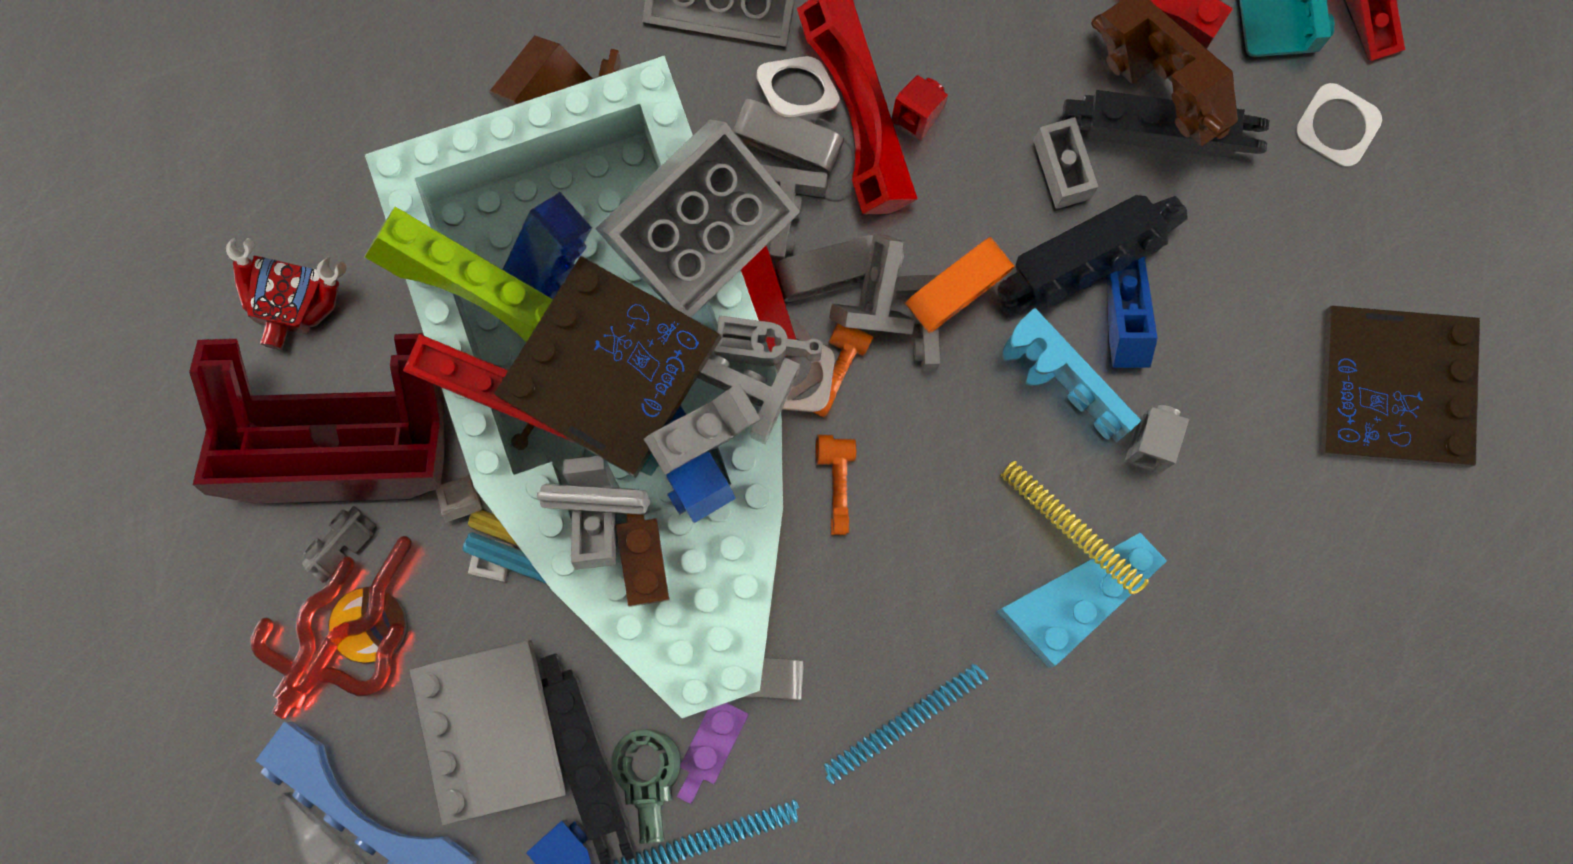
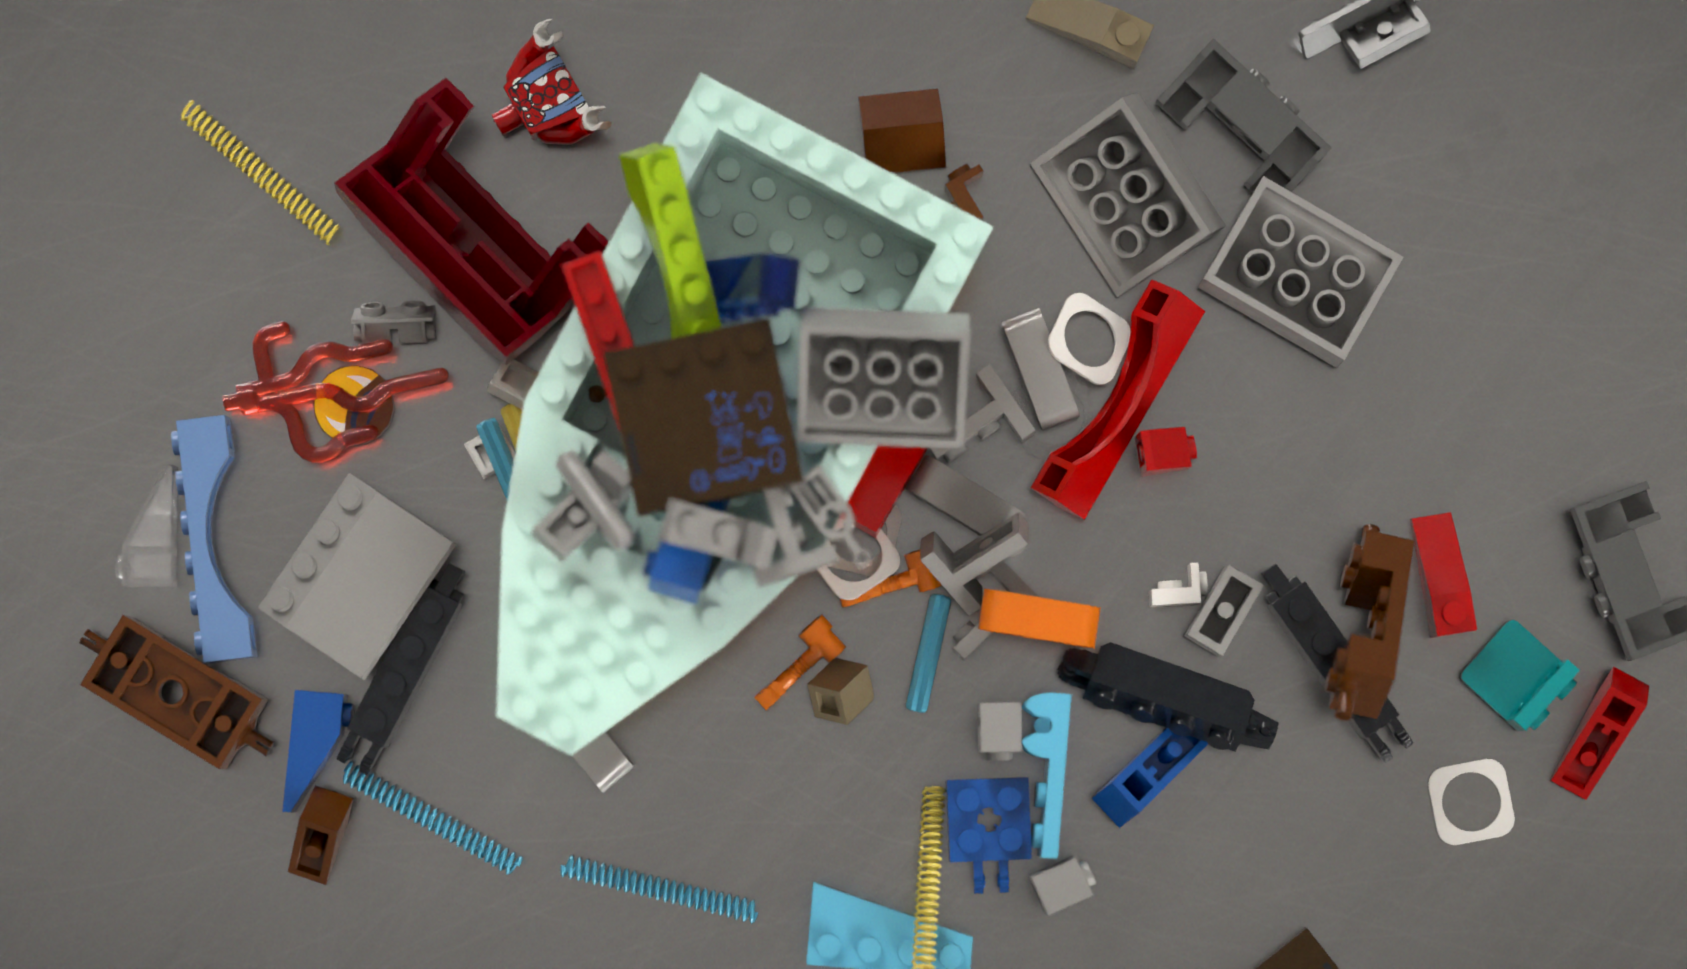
camera: 50 degrees right, 5 degrees up
(72, 544) = (267, 185): none -> light yellow piece
(637, 789) = (420, 728): sand green pin -> none
(642, 561) = (584, 579): reddish brown plate -> none
(710, 748) = (501, 757): medium lavender plate -> none
(882, 470) = (841, 691): none -> dark tan panel
(911, 388) = (928, 653): none -> medium azure axle
(1010, 383) = (999, 730): none -> light grey brick
(1020, 187) = (1173, 594): none -> white bracket
(1090, 450) = (972, 842): none -> blue hinge

